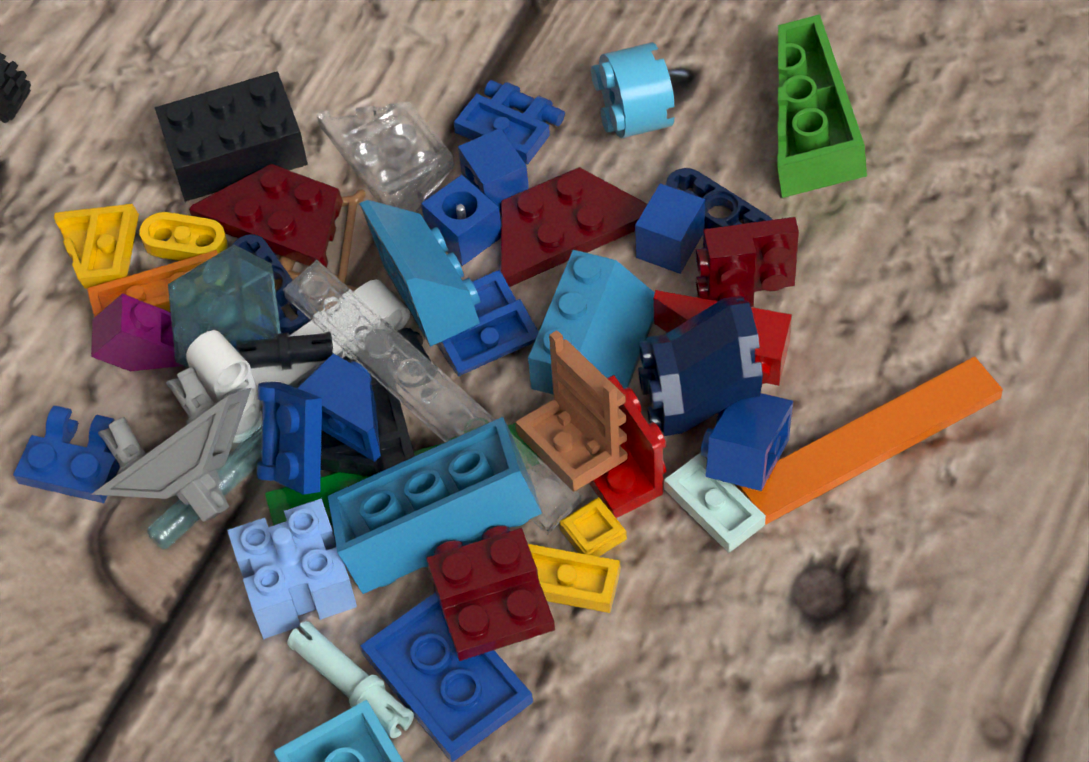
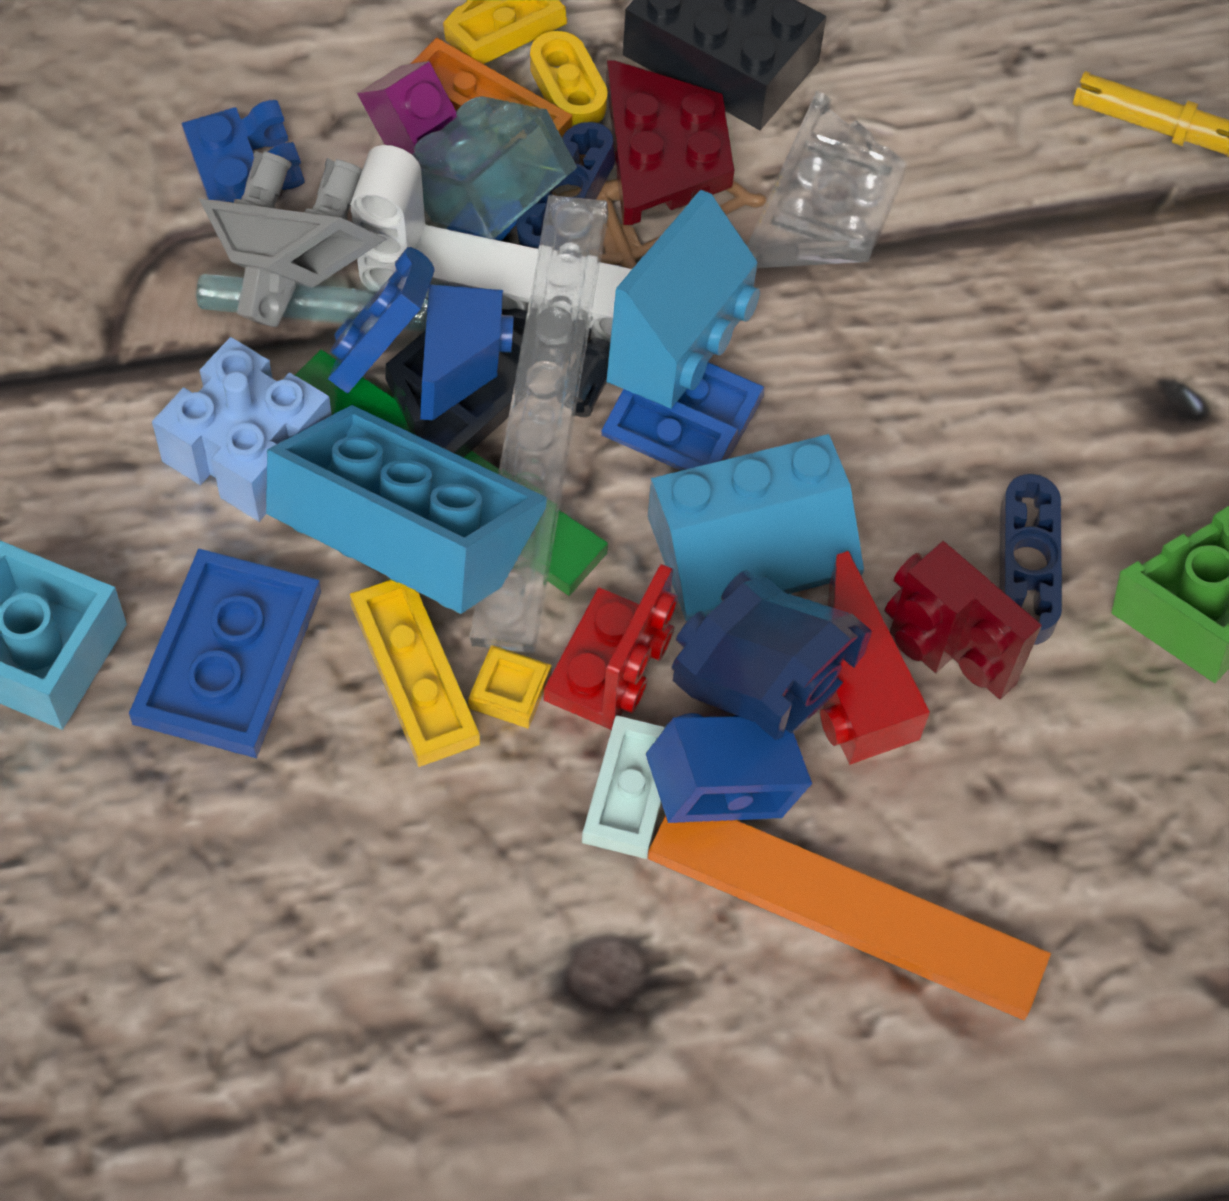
camera: 45 degrees right, 5 degrees up
(286, 350) = (479, 248): black pin -> none
(350, 678) = (154, 588): light aqua pin -> none
(464, 218) = (795, 309): blue piece -> none
(489, 592) = (338, 626): dark red plate -> none
(494, 166) = (882, 300): blue piece -> none
(524, 130) = (955, 277): blue plate -> none
(560, 217) = (883, 411): dark red wing -> none
(580, 427) = (596, 577): nougat plate -> none
(633, 91) = (1102, 362): medium azure brick -> none
(670, 228) = (959, 508): blue piece -> none

